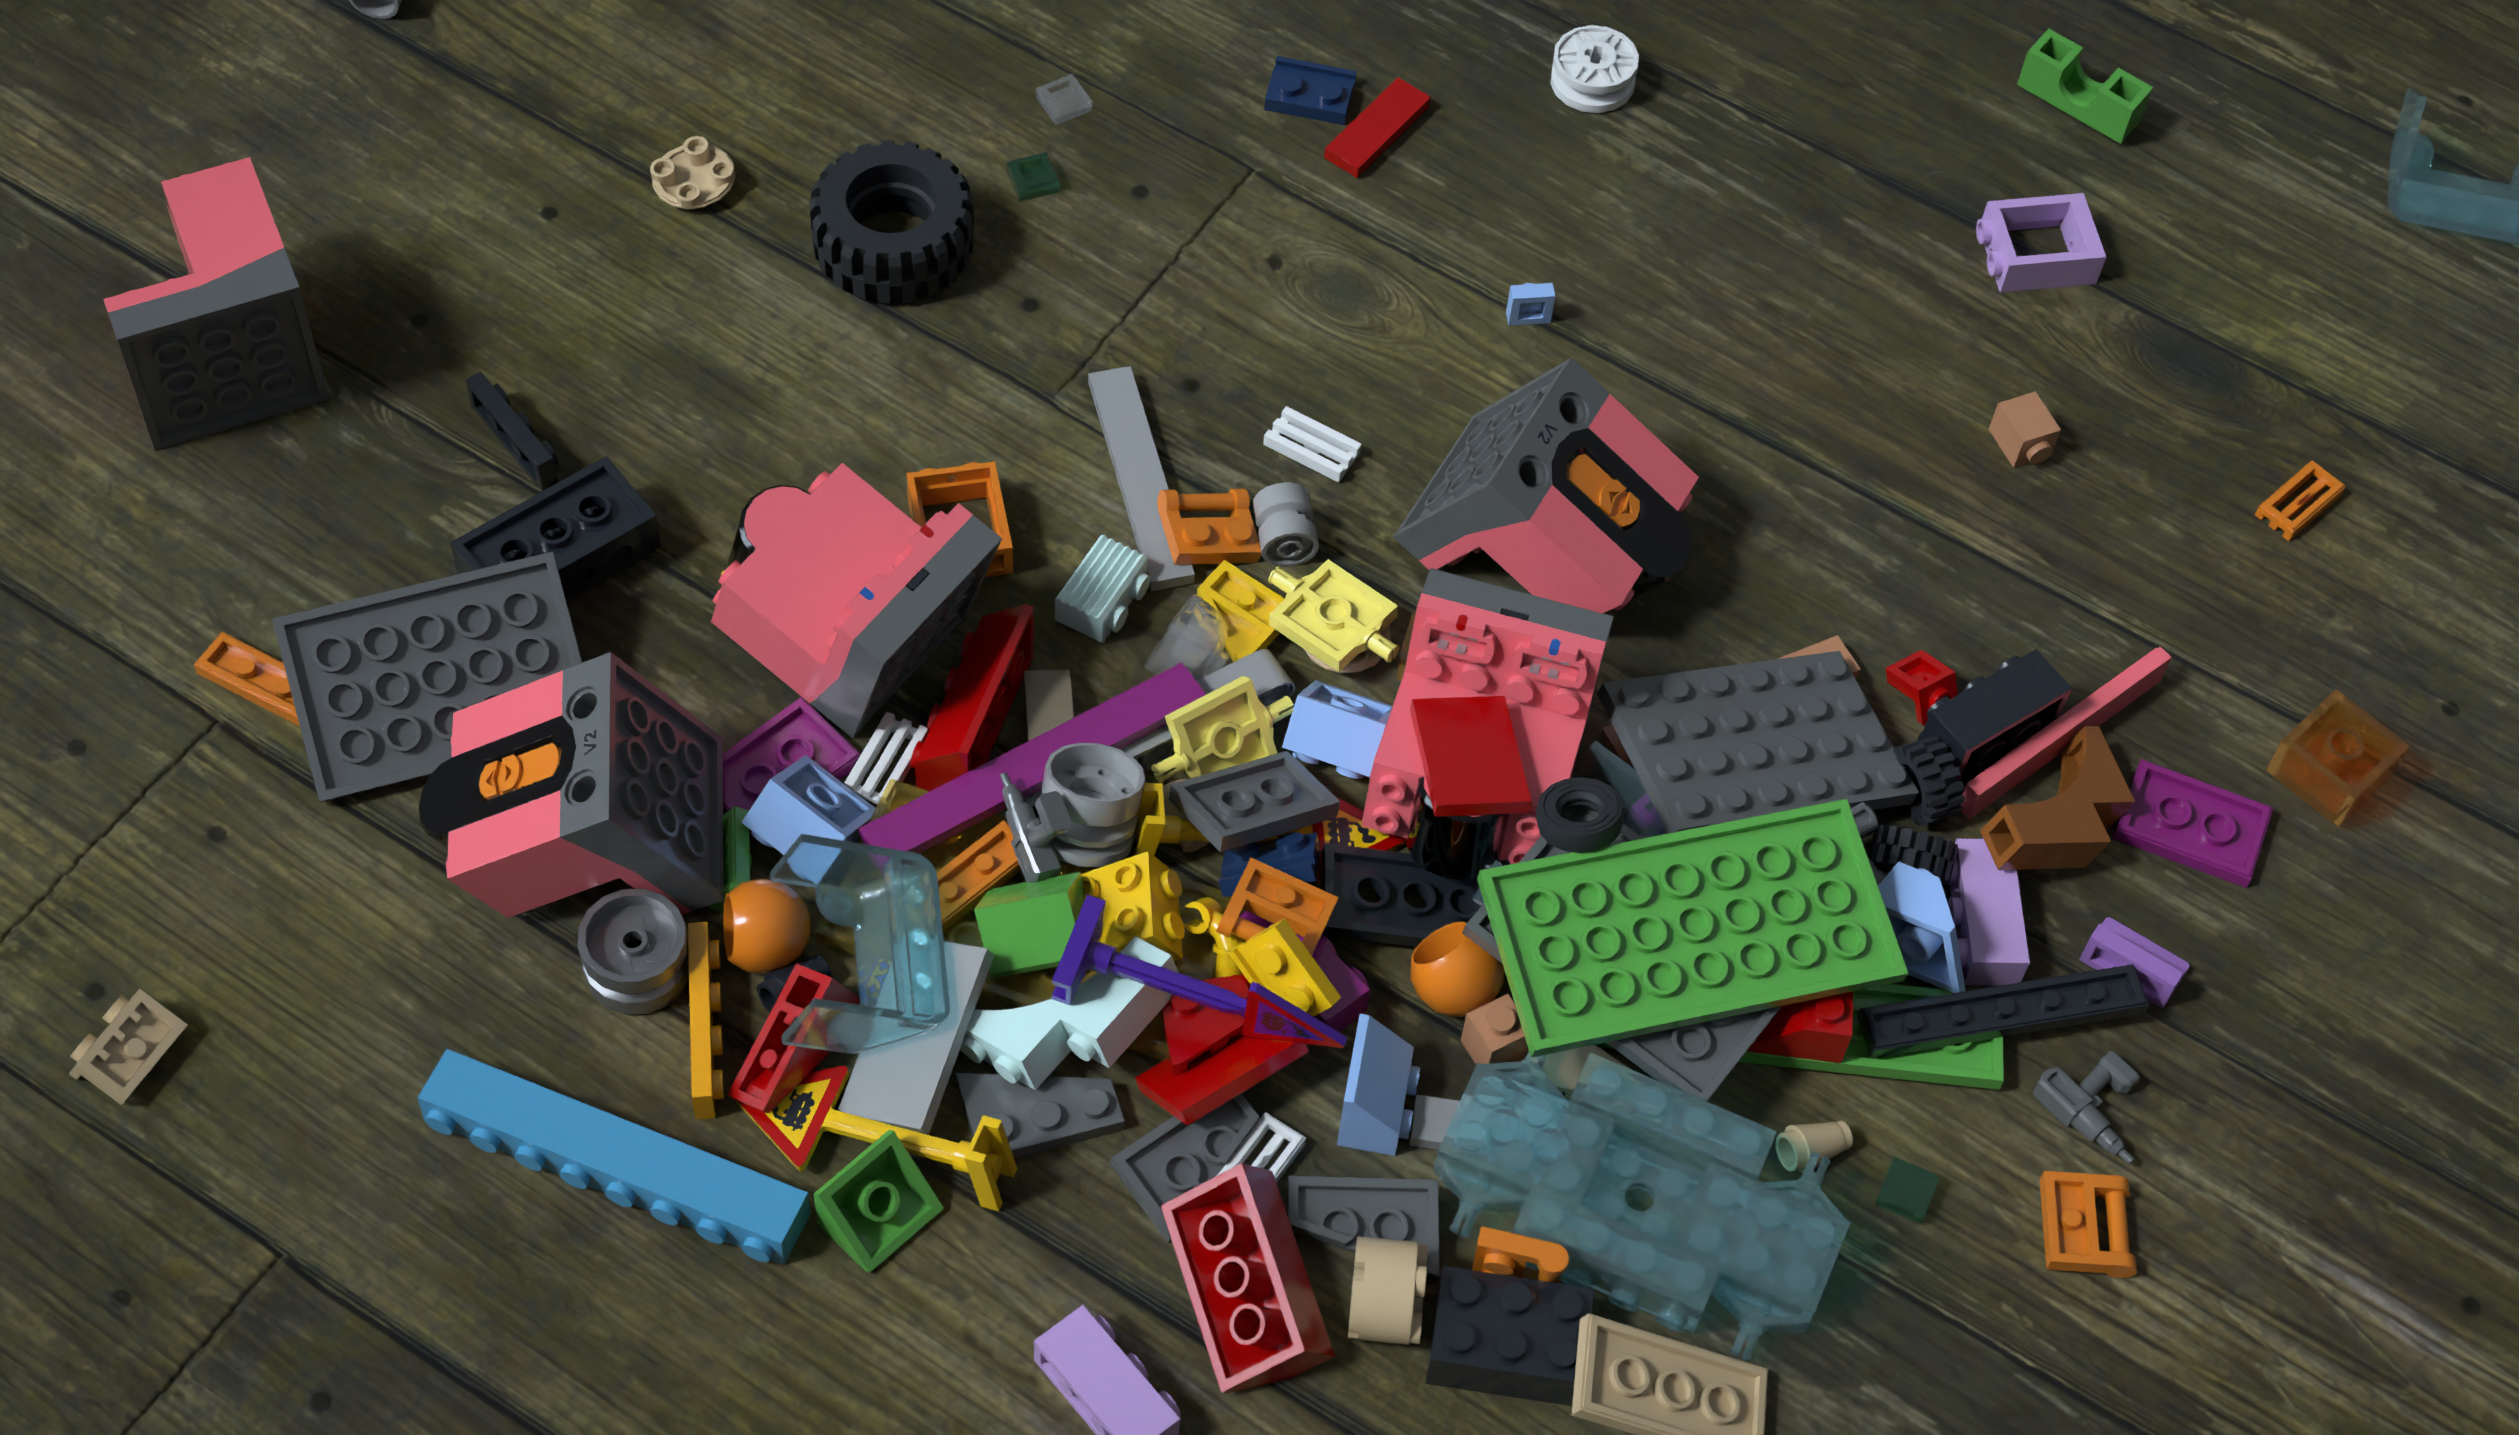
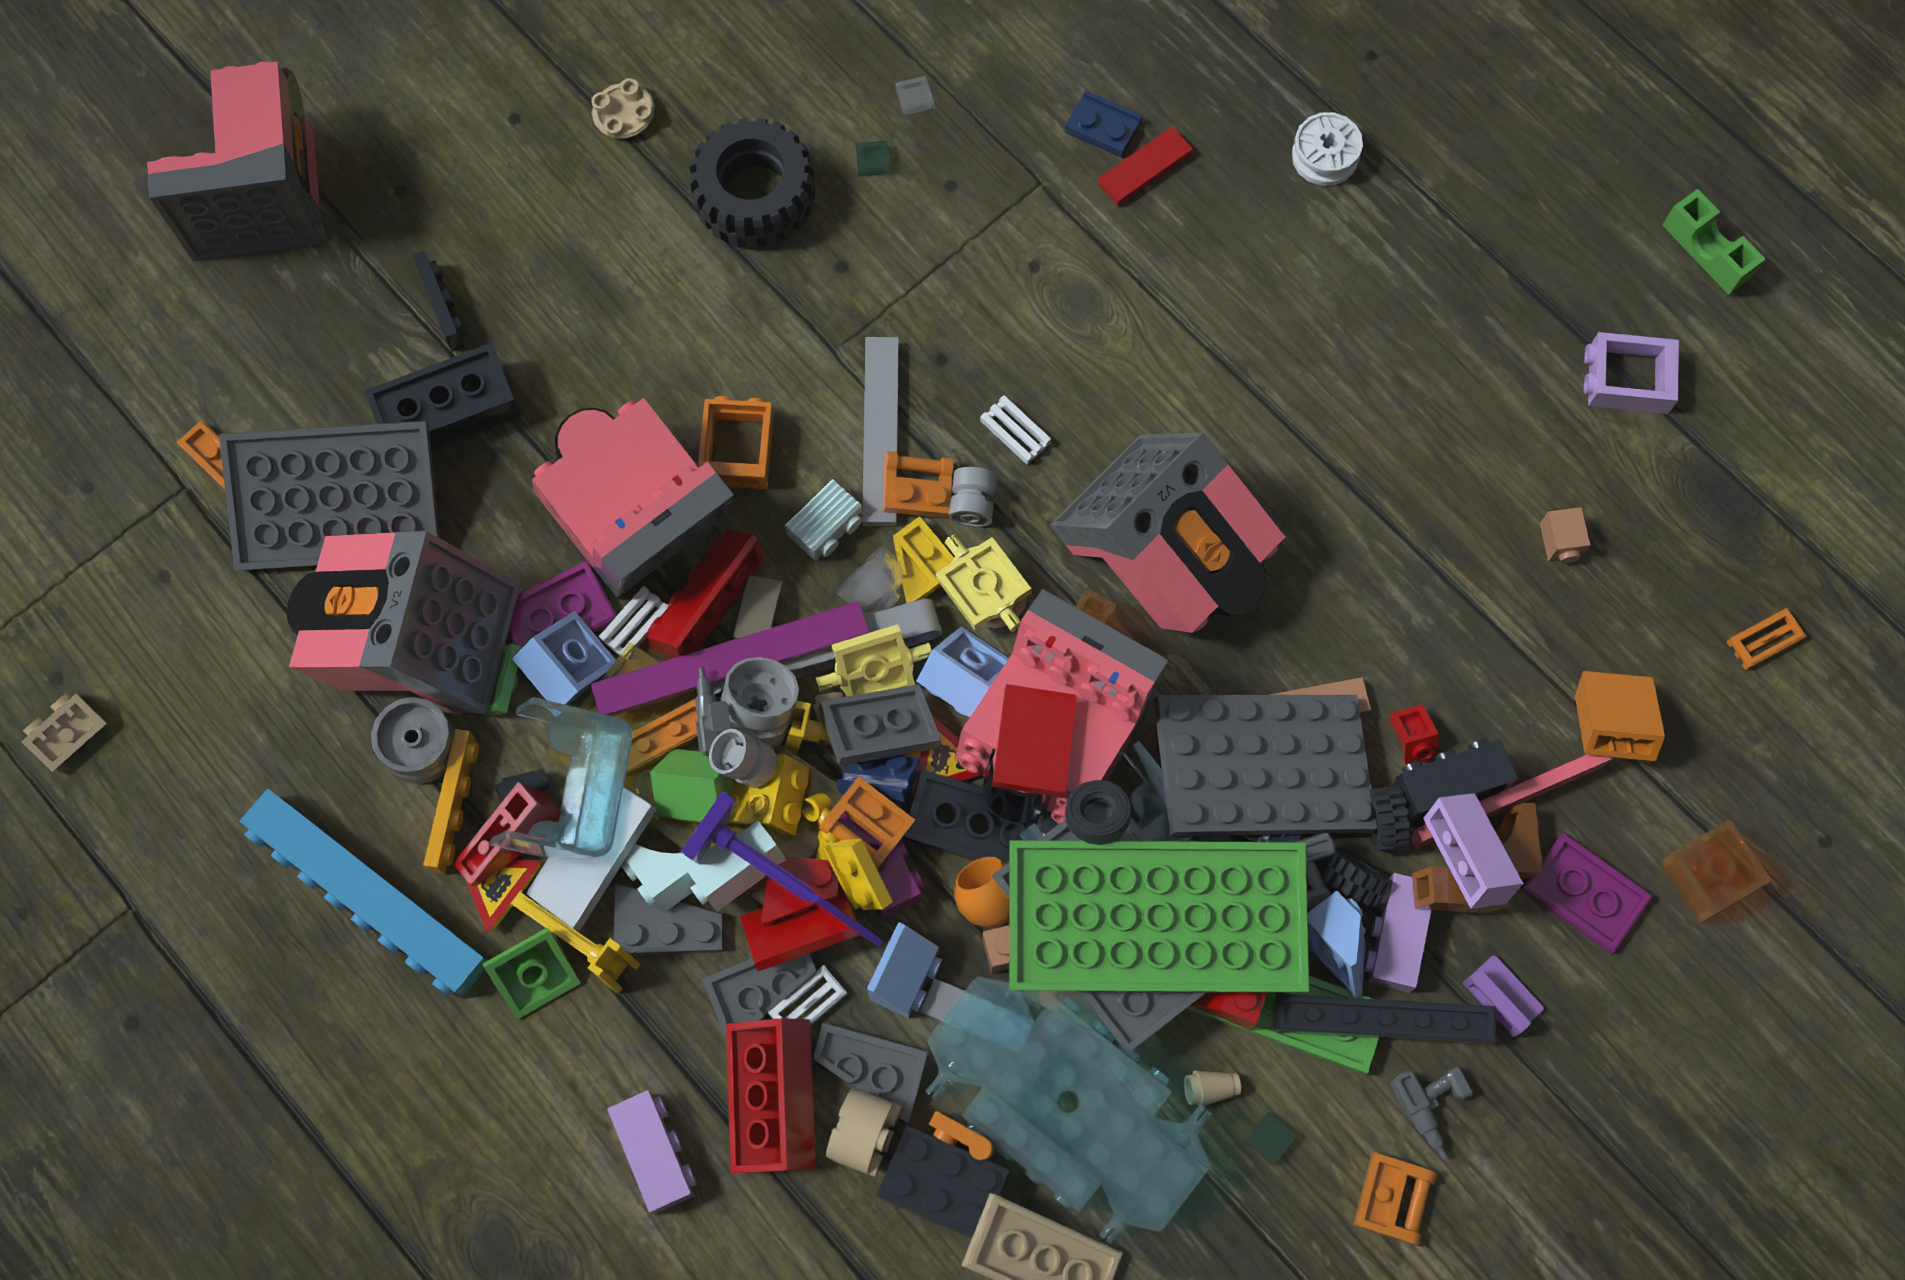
camera: 20 degrees right, 15 degrees up
(764, 926) = (509, 743): orange helmet -> none
(1096, 860) = (742, 758): none -> light grey wheel
(1530, 304) = (1214, 345): light blue plate -> none
(2049, 776) = (1473, 851): none -> lavender brick
(2163, 608) = (1619, 716): none -> orange brick

